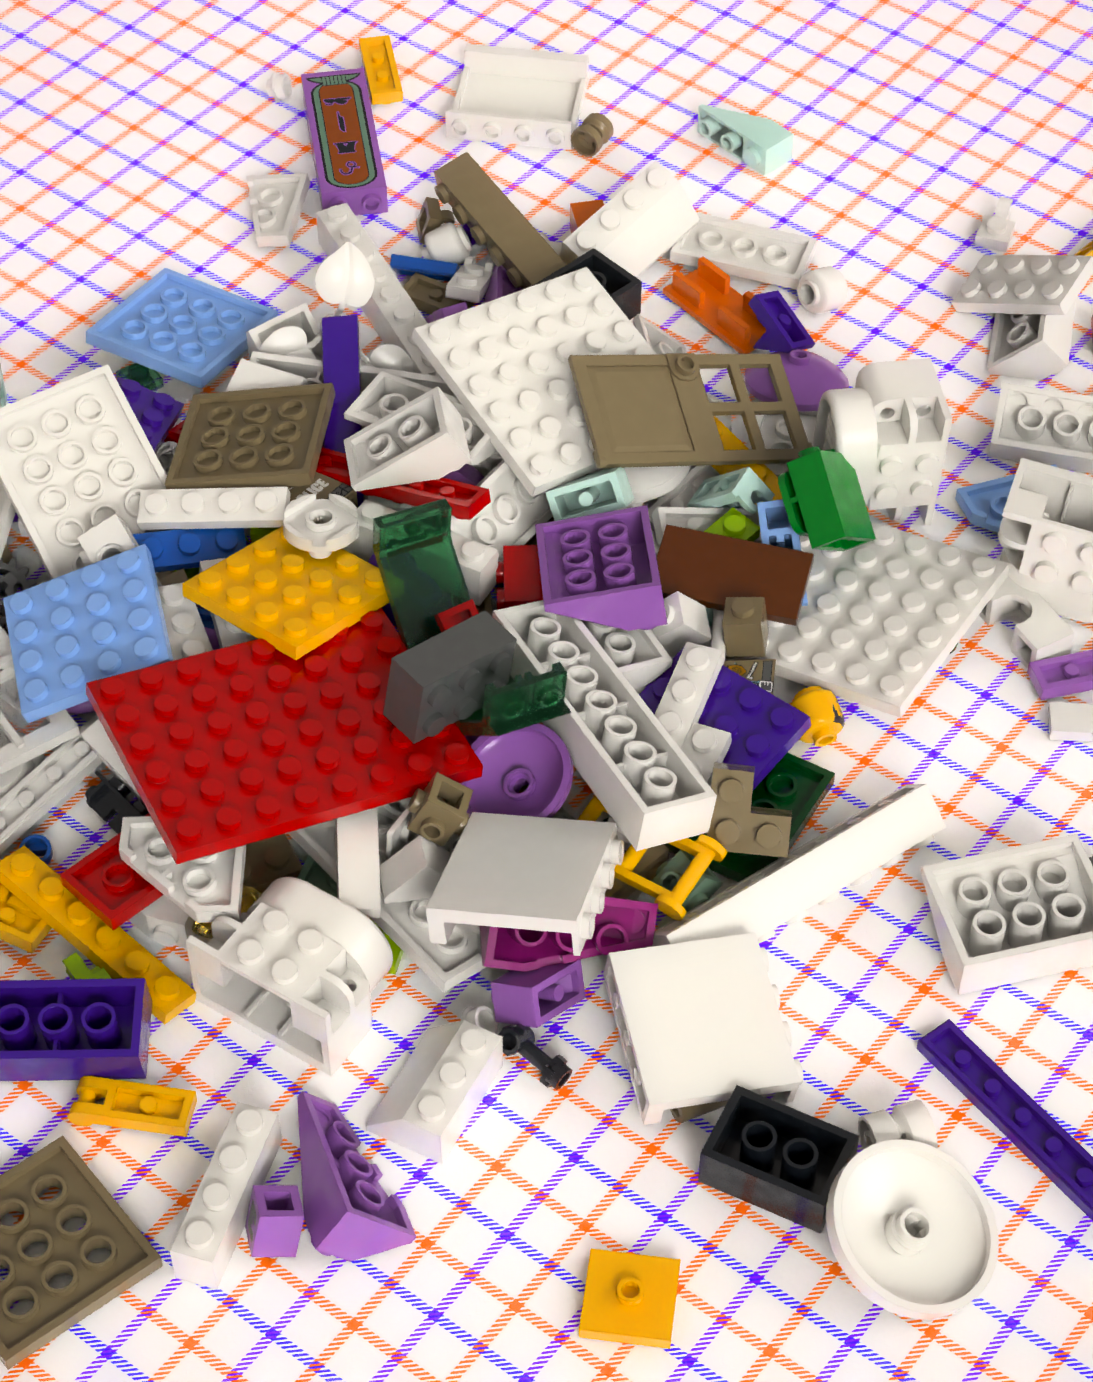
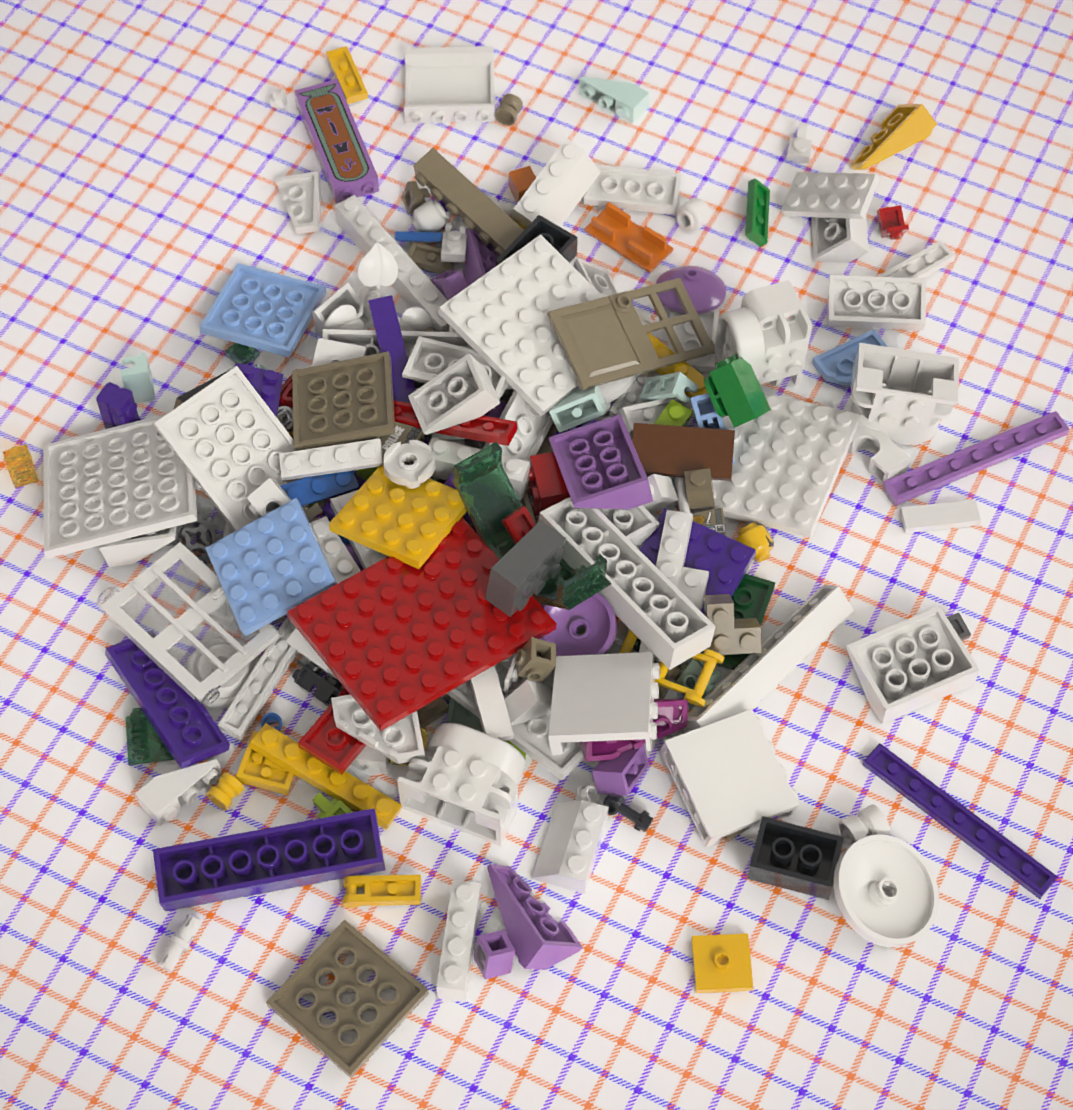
camera: 10 degrees left, 10 degrees up
(782, 326) = (676, 254): dark purple slope -> none
(916, 299) = (757, 212): none -> green plate

